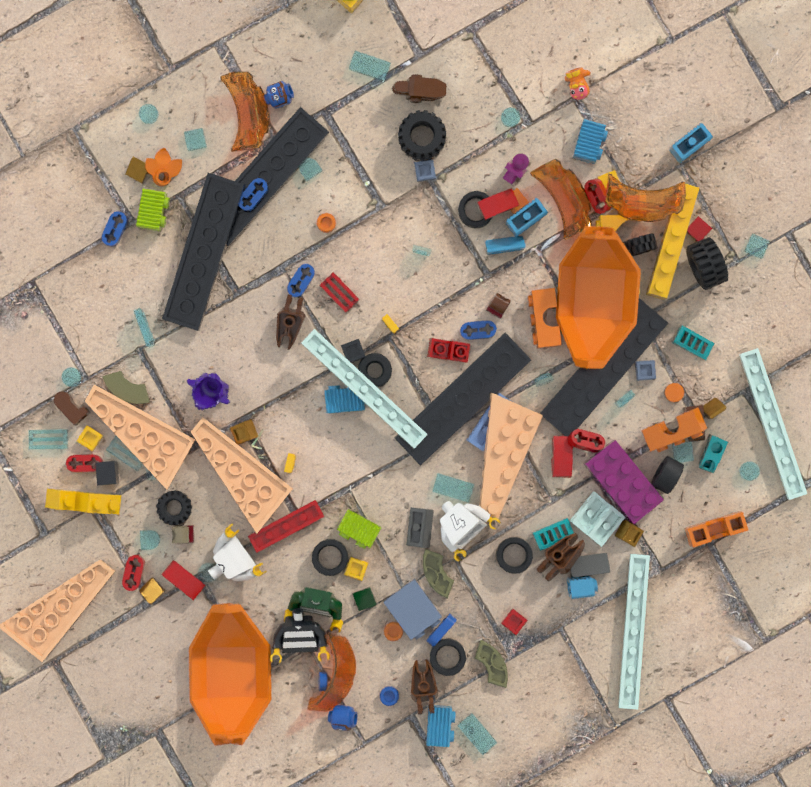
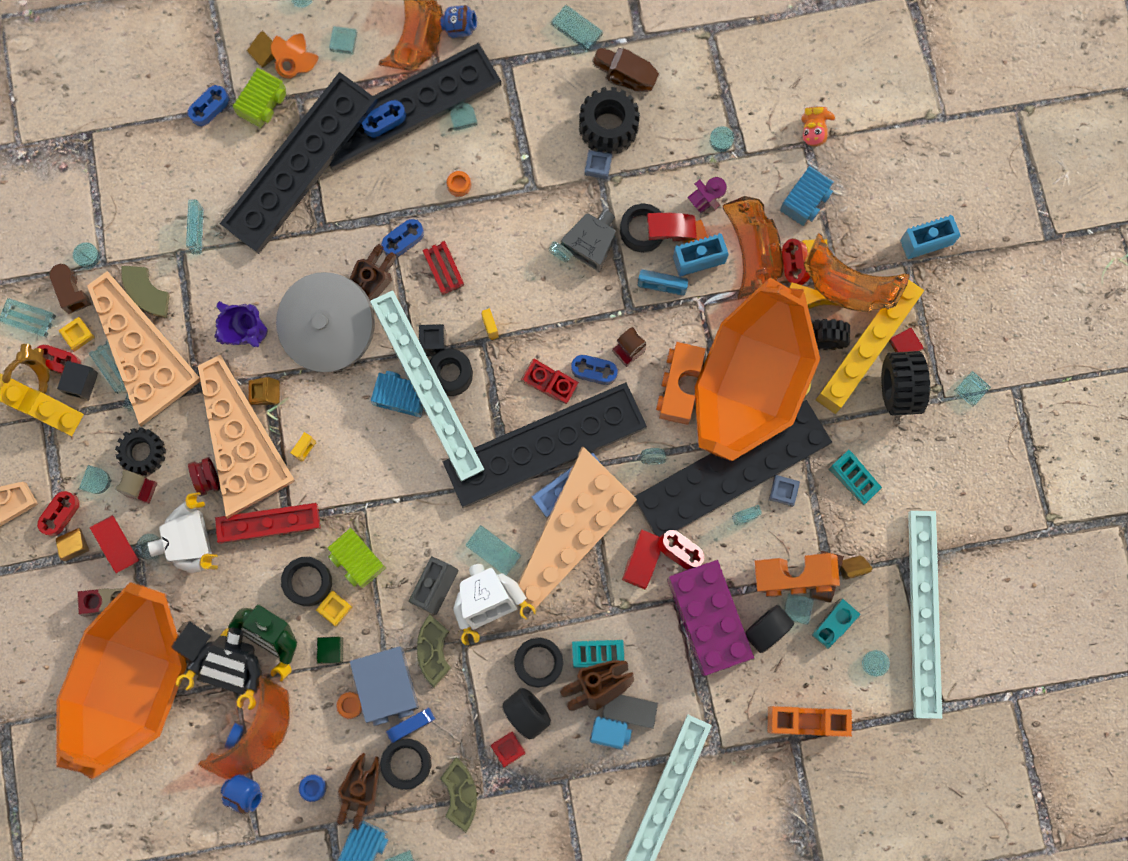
camera: 20 degrees right, 10 degrees down
(70, 469) = (33, 359): none -> pearl gold helmet
(191, 622) = (95, 601): none -> dark red leg
(228, 510) = (204, 476): none -> dark red wheel
(267, 628) = (190, 641): none -> black panel
(270, 366) = (325, 322): none -> light grey dish
(441, 232) = (591, 239): none -> dark grey torso
(519, 593) = (526, 713): none -> black tyre
(597, 518) = (660, 654): light aqua slope -> none
(629, 533) = (695, 687): pearl gold slope -> none
(674, 392) = (811, 530): orange tile -> none

